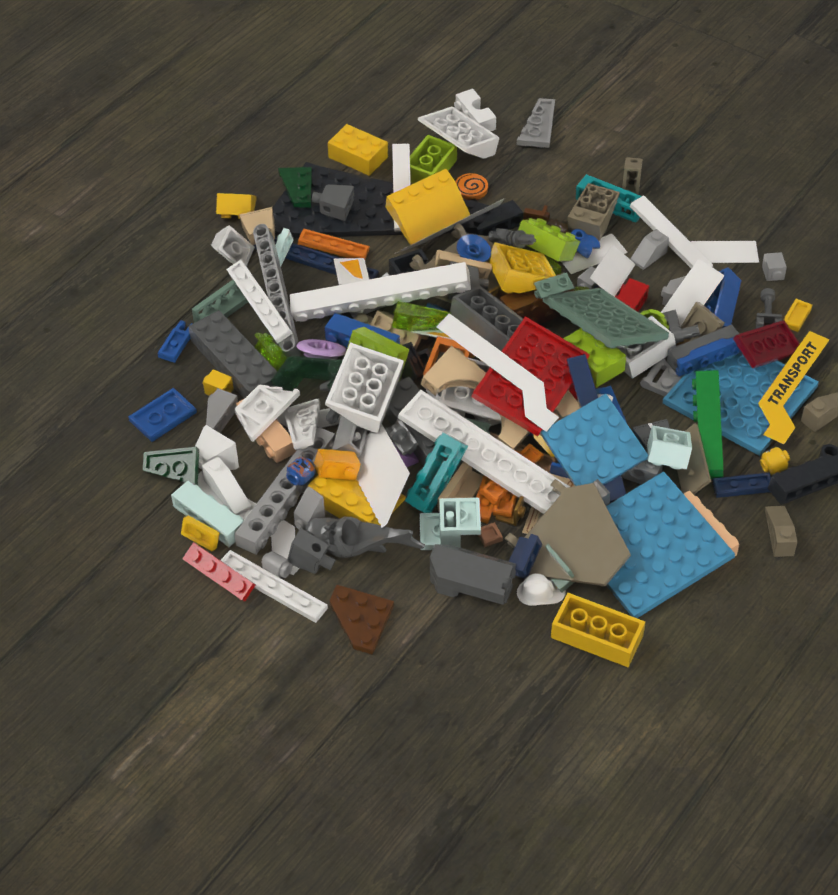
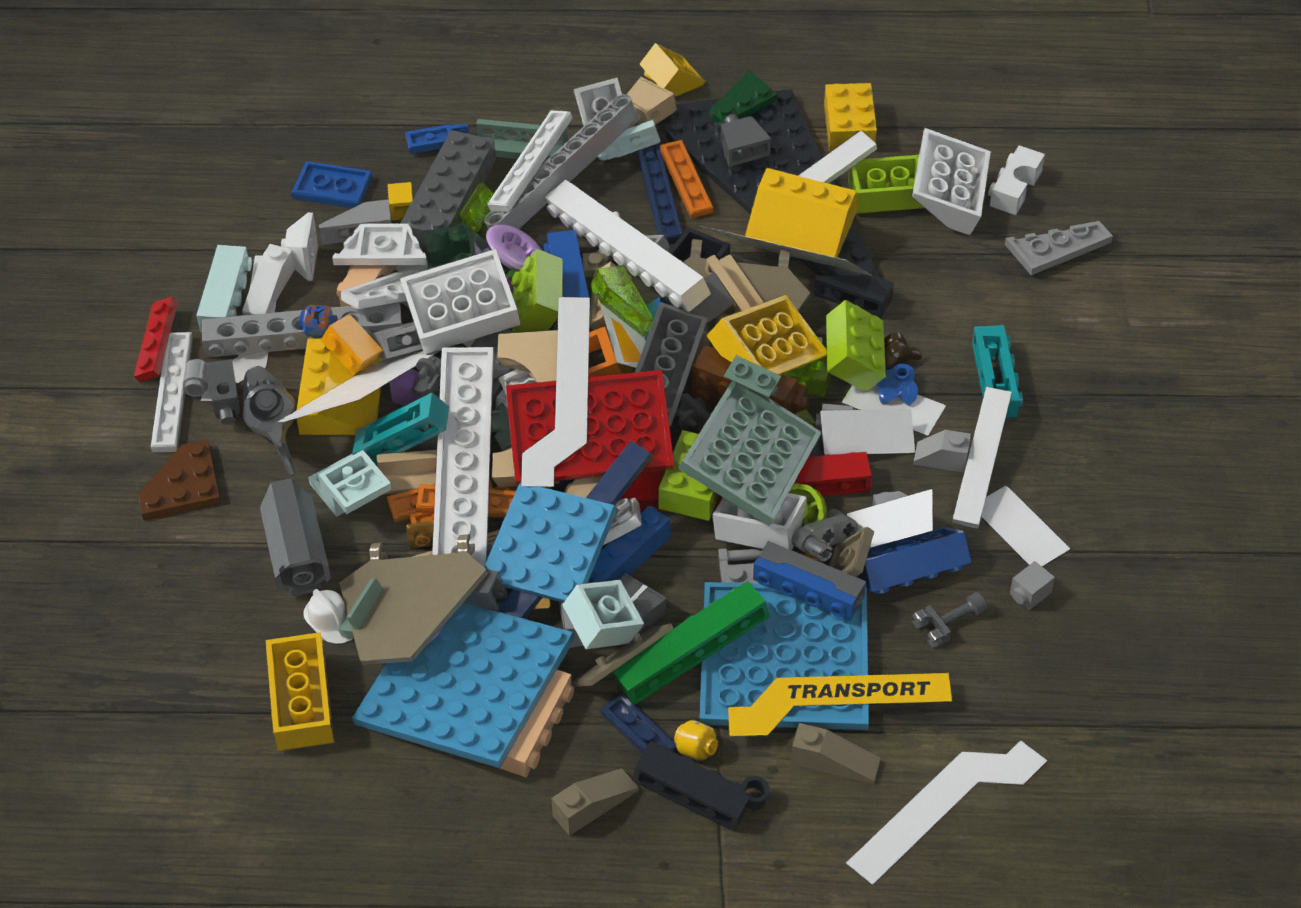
camera: 55 degrees right, 0 degrees up
(175, 464) = (263, 227): wing -> none
(200, 533) = (194, 290): yellow plate -> none
(309, 508) = (282, 361): light grey slope -> none
(351, 270) = (647, 208): white sticker -> none
(472, 186) = (894, 241): orange tile -> none
(473, 248) = (765, 276): blue dish -> none
(490, 534) = (376, 530): nougat tile -> none
(511, 238) = (816, 304): dark grey piece -> none
(525, 554) = (355, 573): dark blue panel -> none
(534, 214) = (895, 322): reddish brown bracket -> none
(593, 210) = (950, 363): dark tan slope -> none
(632, 172) = (1049, 369): dark tan torso -> none
(767, 344) = (875, 636): dark red tile -> none
(797, 314) = (974, 651): yellow tile -> none

